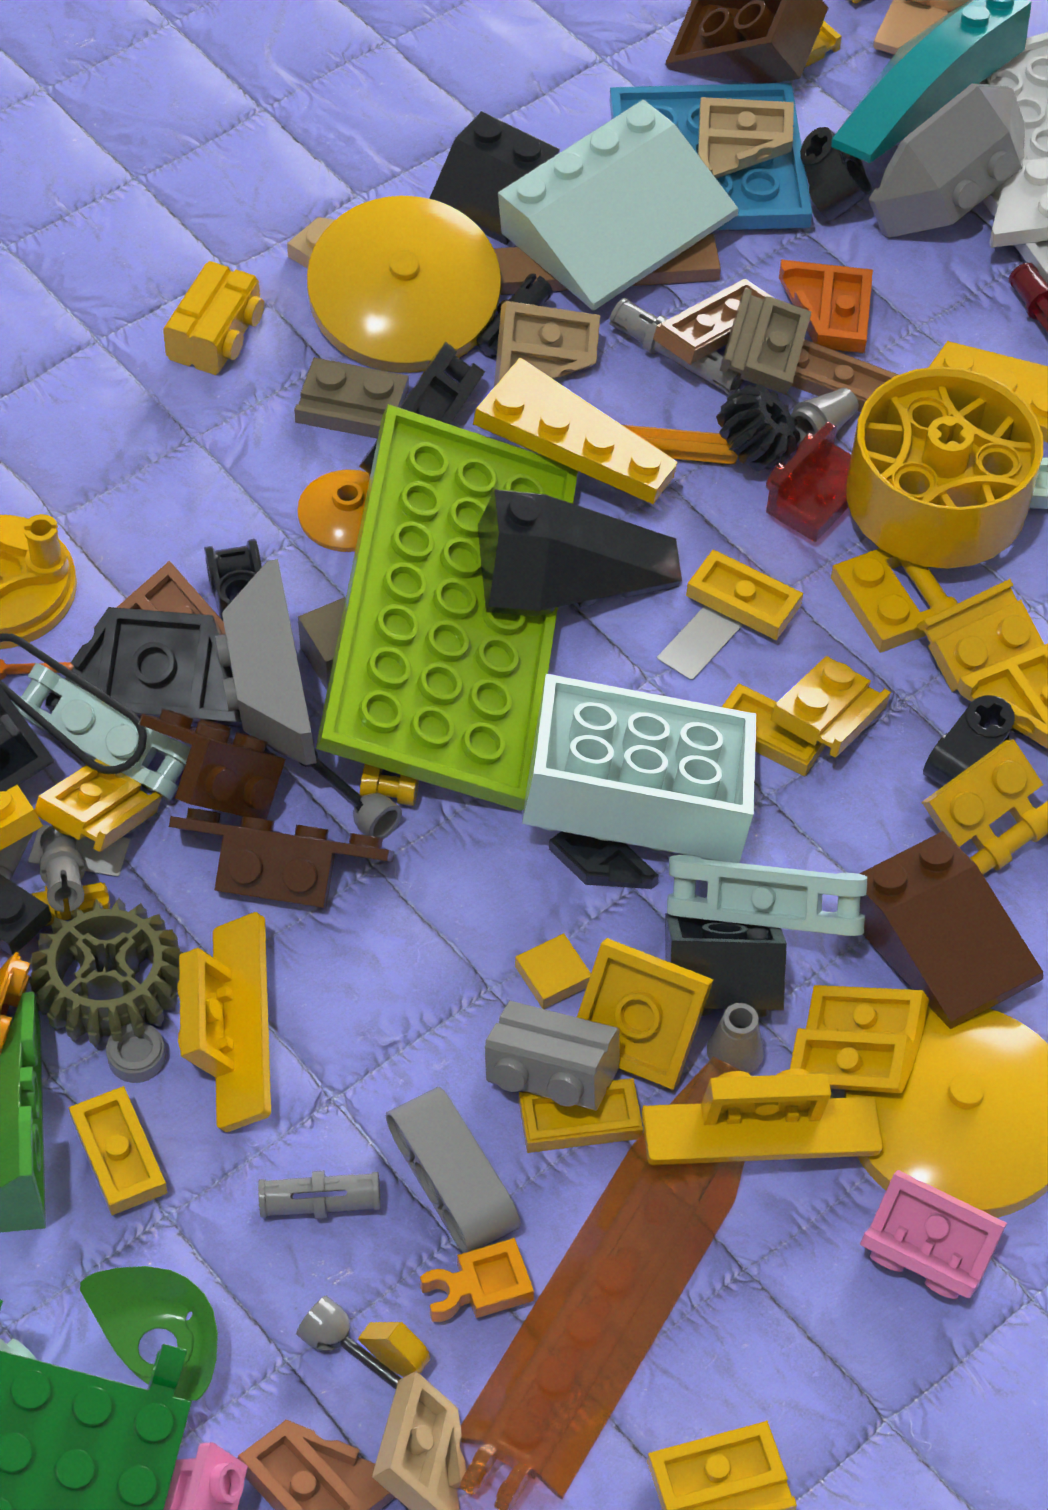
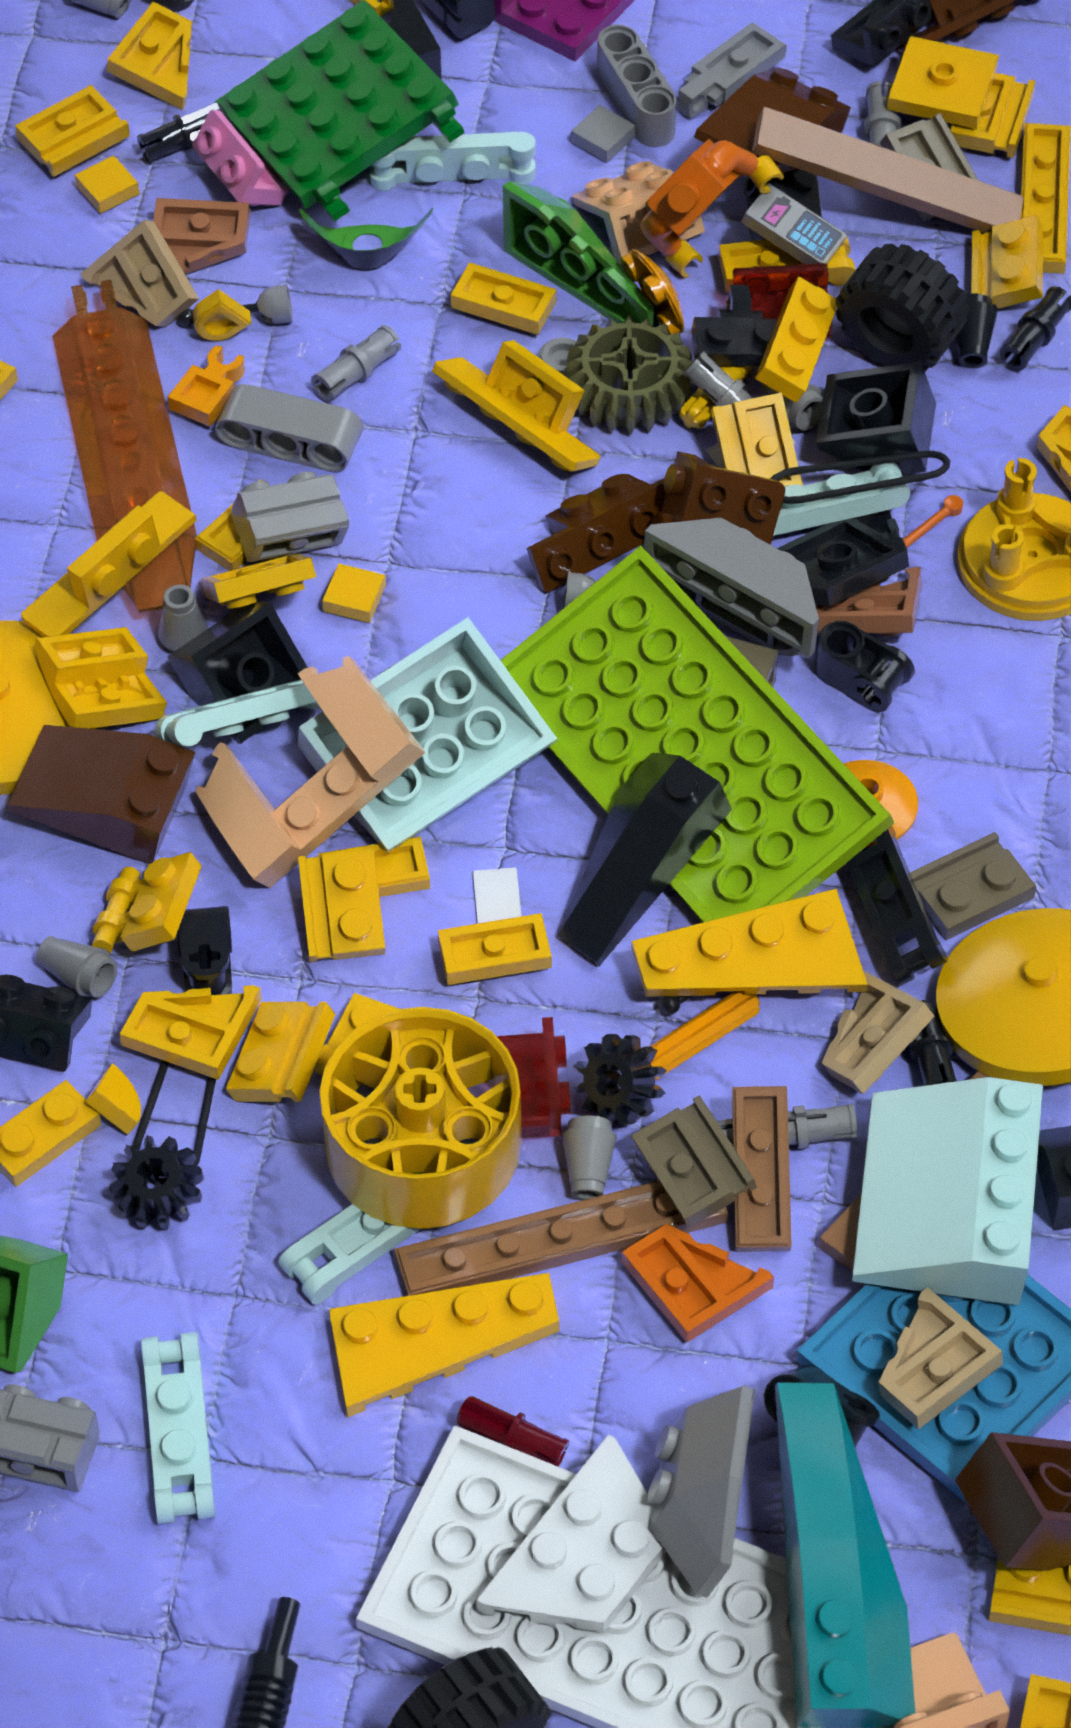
camera: 140 degrees right, 0 degrees up
(722, 737) = (375, 755): none -> light nougat wedge

